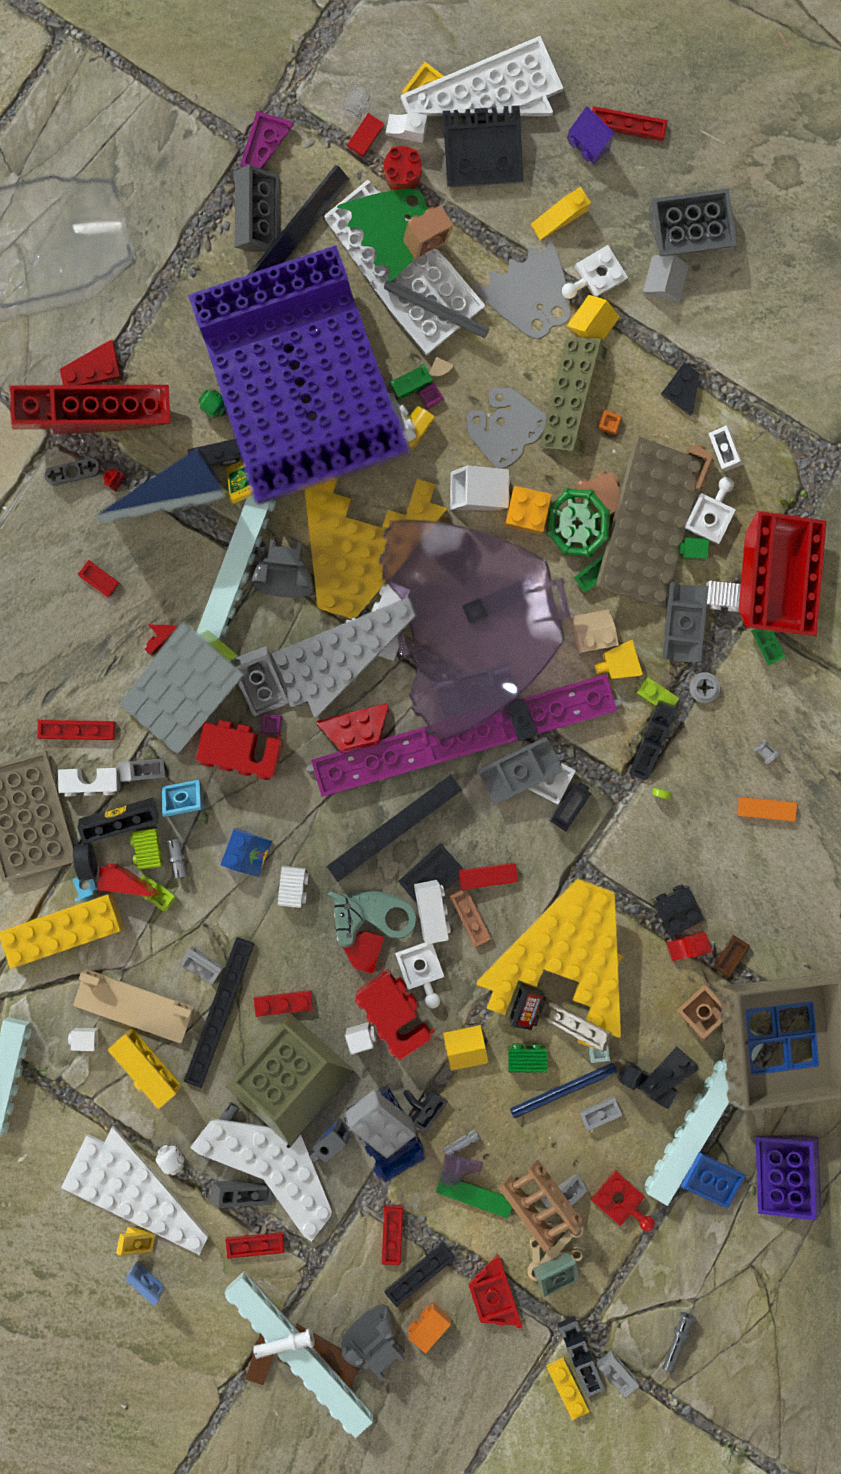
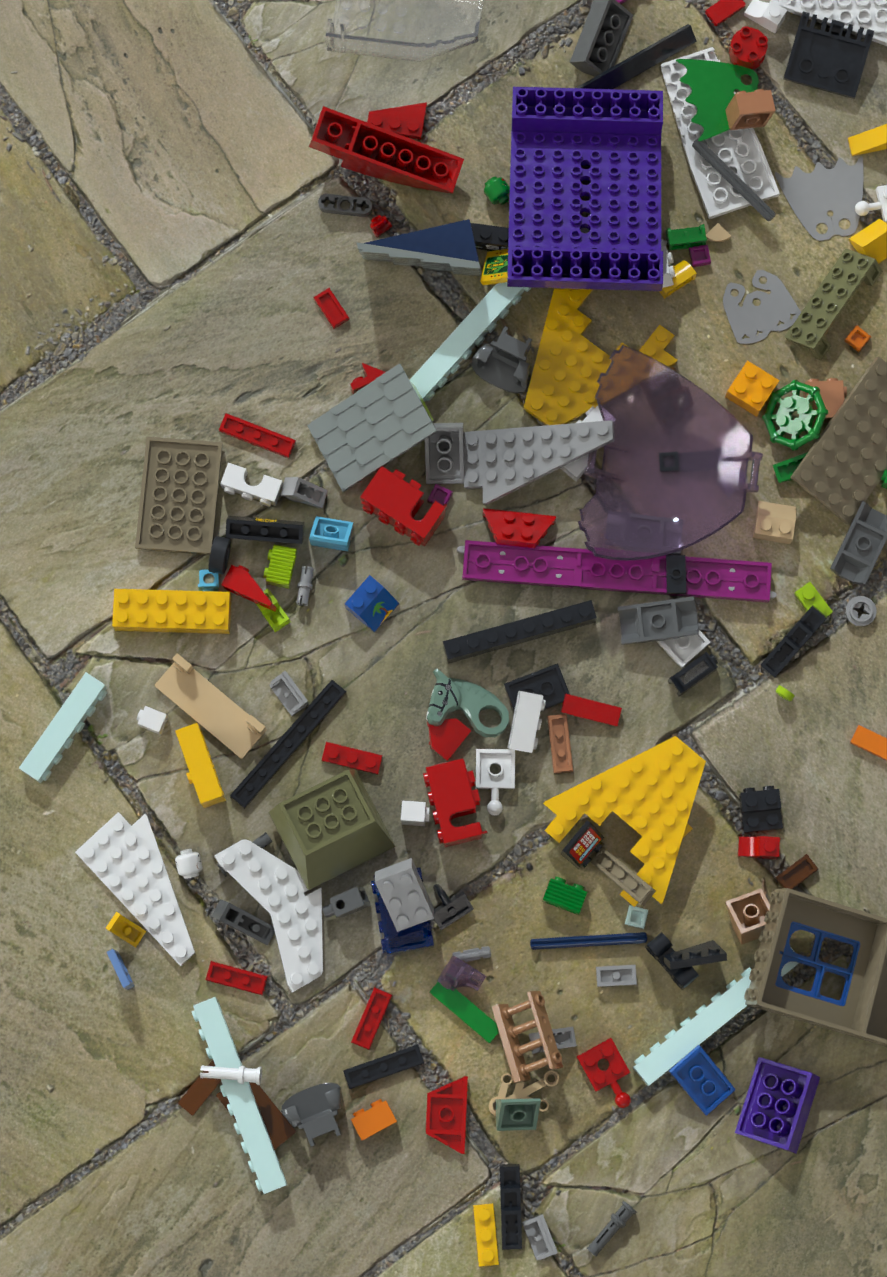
camera: 20 degrees right, 10 degrees down
(292, 886) = (402, 651): white brick -> none
(465, 1047) = (509, 865): yellow slope -> none
(479, 488) = (714, 353): white slope -> none
(620, 662) = (788, 558): yellow torso -> none

